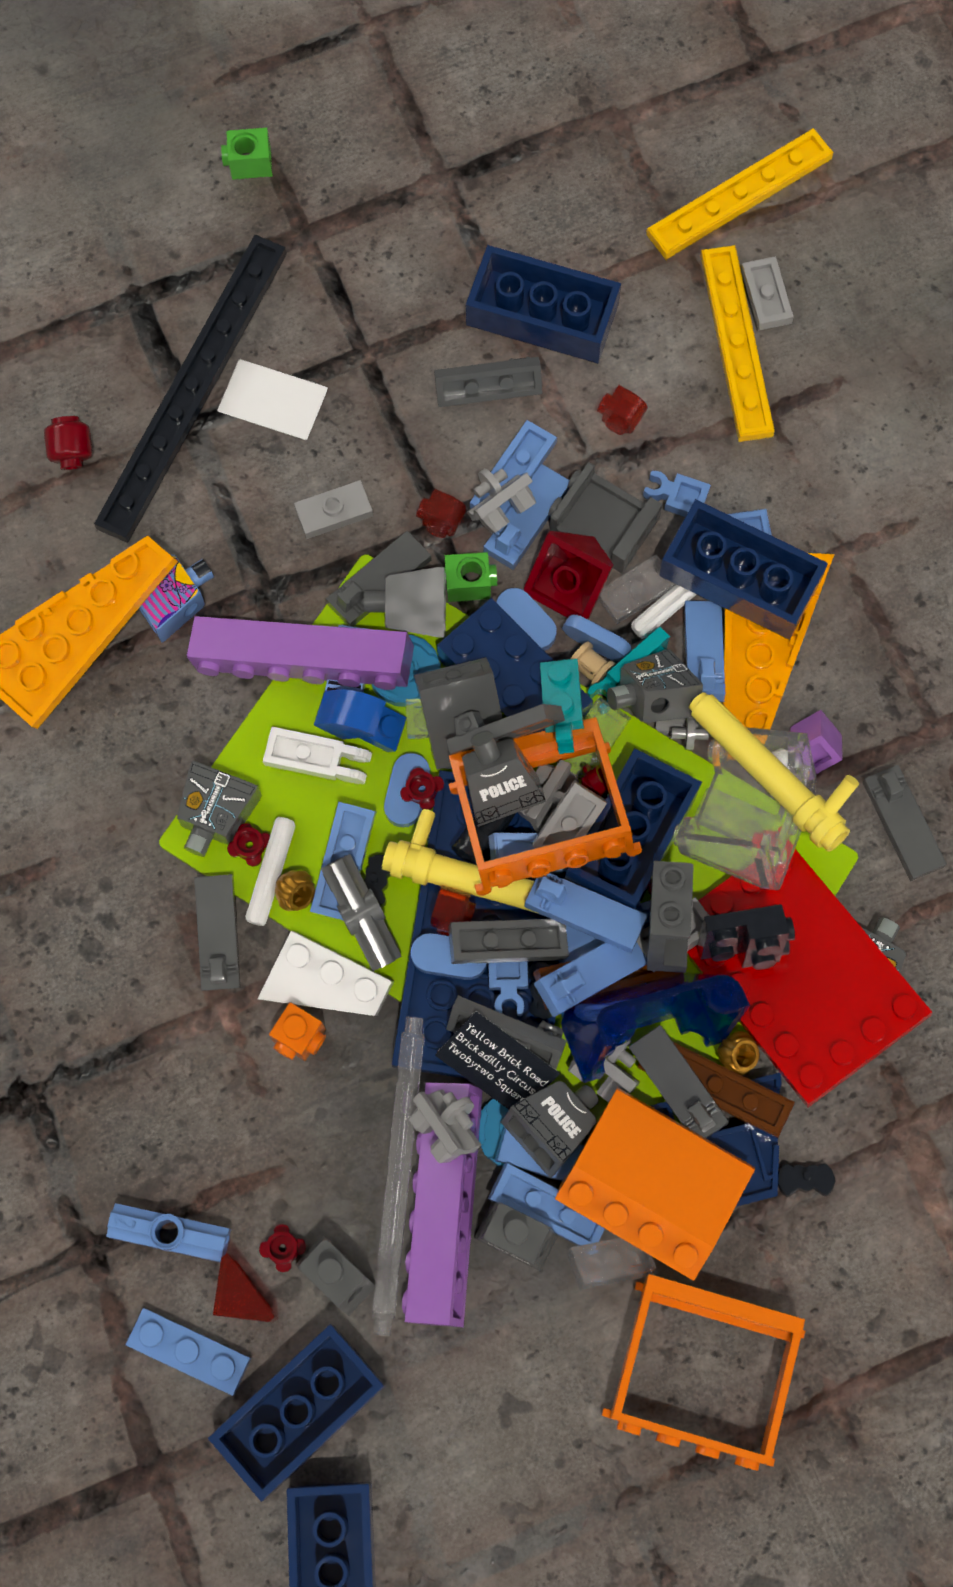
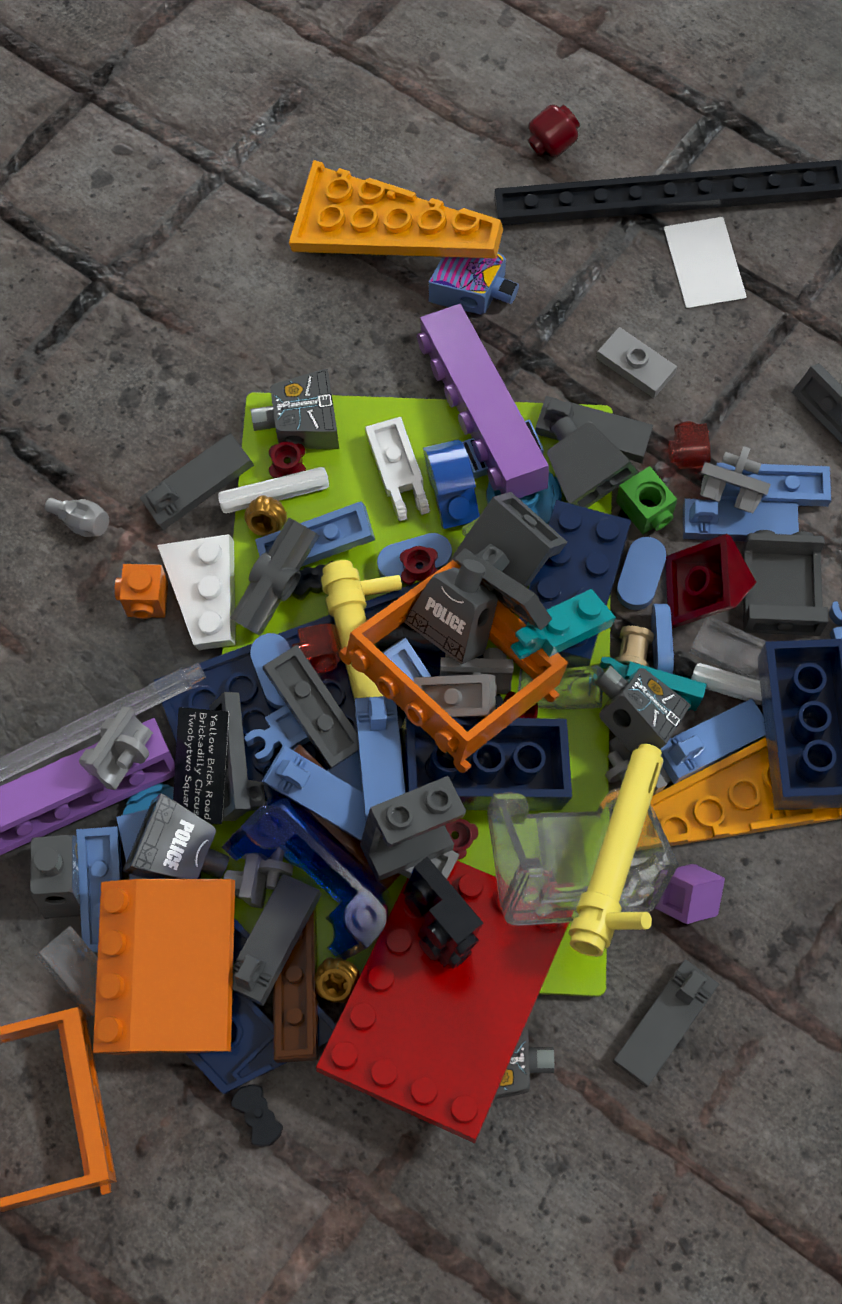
camera: 60 degrees right, 5 degrees down
(186, 1052) = (80, 516): none -> light grey piece

